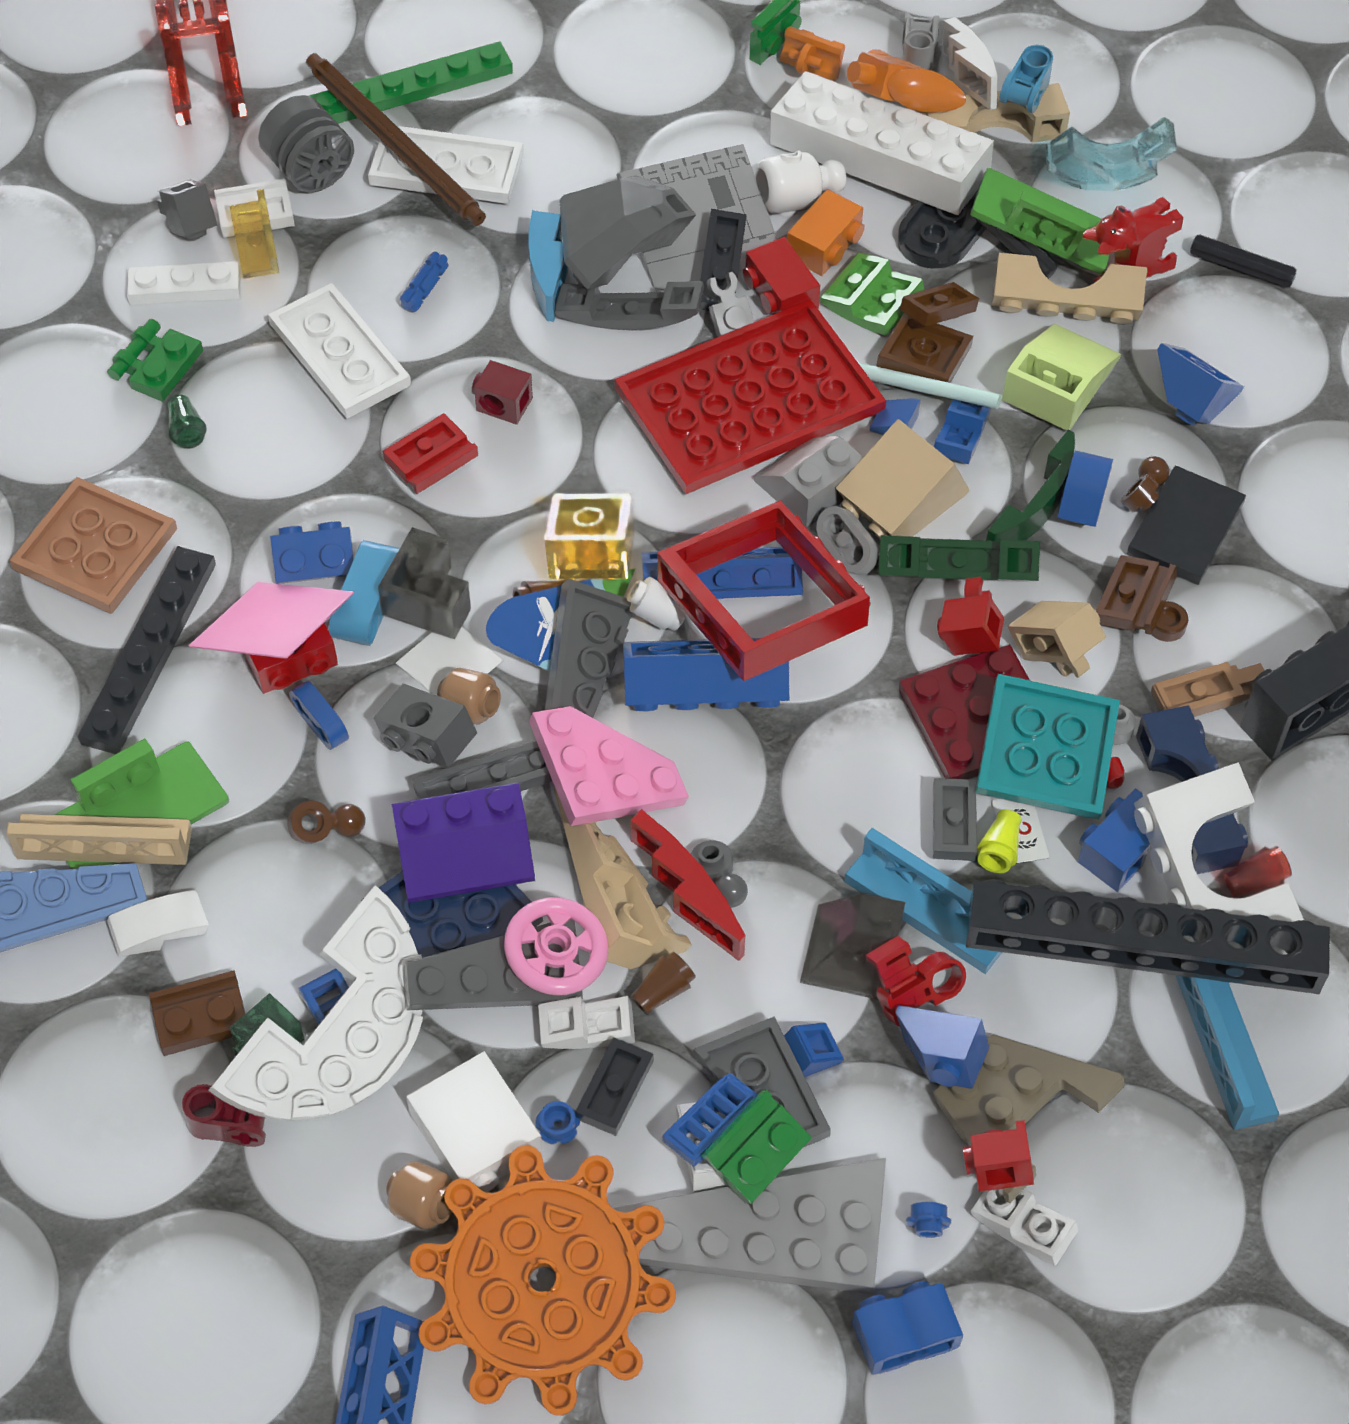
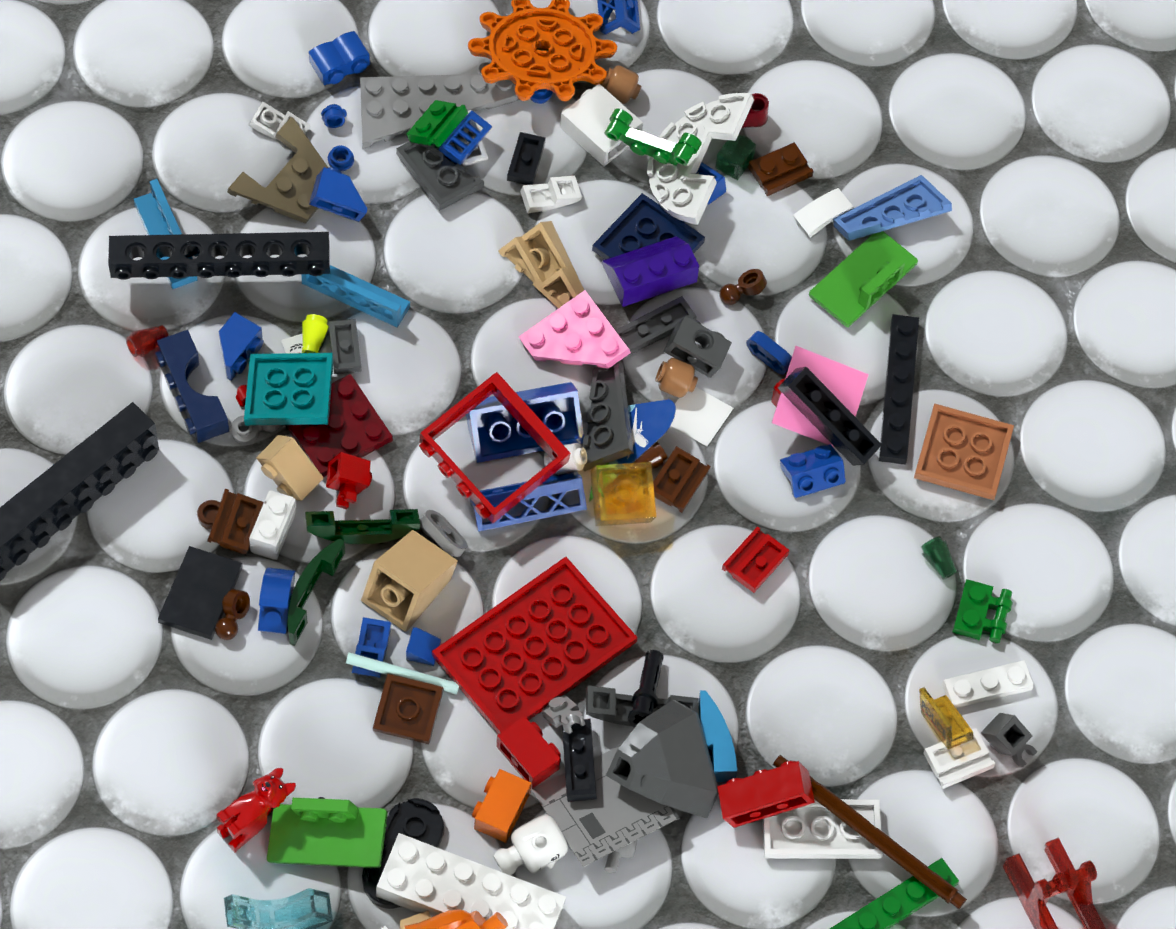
camera: 165 degrees right, 5 degrees up
(100, 839) = (875, 246): tan fence -> none
(272, 574) = (829, 416): none -> black brick
(306, 143) = (939, 810): dark grey wheel -> none
(339, 350) = (849, 637): white plate -> none
(362, 614) = (765, 445): dark azure beam -> none
(391, 1019) = (650, 145): none -> green plate
(421, 590) = (728, 437): clear smoke brick -> none
(424, 281) = (805, 713): blue axle -> none
(476, 978) = (597, 208): dark grey wing -> none
(502, 392) = (718, 616): dark red brick -> none
(503, 565) = (679, 479): none -> reddish brown plate
(504, 175) = (765, 793): none -> red brick
(532, 970) = (580, 233): bright pink plate -> none
(555, 1112) = (555, 131): blue plate -> none
(623, 301) = (645, 697): none -> black pin
(664, 982) = (508, 221): reddish brown cone -> none
(694, 892) = (500, 272): red slope -> none
(721, 869) = (481, 281): dark grey plate -> none
(809, 476) = (477, 581): light grey slope -> none
(813, 1047) = (414, 200): blue slope -> none
(843, 936) = (398, 261): clear smoke slope -> none
(870, 293) = (456, 761): bright green slope -> none
(912, 983) = (366, 228): red piece -> none
(925, 1127) = (341, 152): none -> blue plate
(939, 304) = (402, 745): reddish brown plate -> none
(1000, 1158) = (297, 125): red brick -> none
(1023, 285) = (334, 772): tan arch -> none
(1058, 375) = (301, 698): yellowish green slope -> none
(1087, 570) = (272, 525): none -> white brick
(1171, 822) = (171, 297): white arch -> none
(1194, 385) = (196, 708): blue slope -> none
(1207, 688) = (182, 460): medium nougat hinge -> none
(1243, 261) = (162, 842): black axle -> none

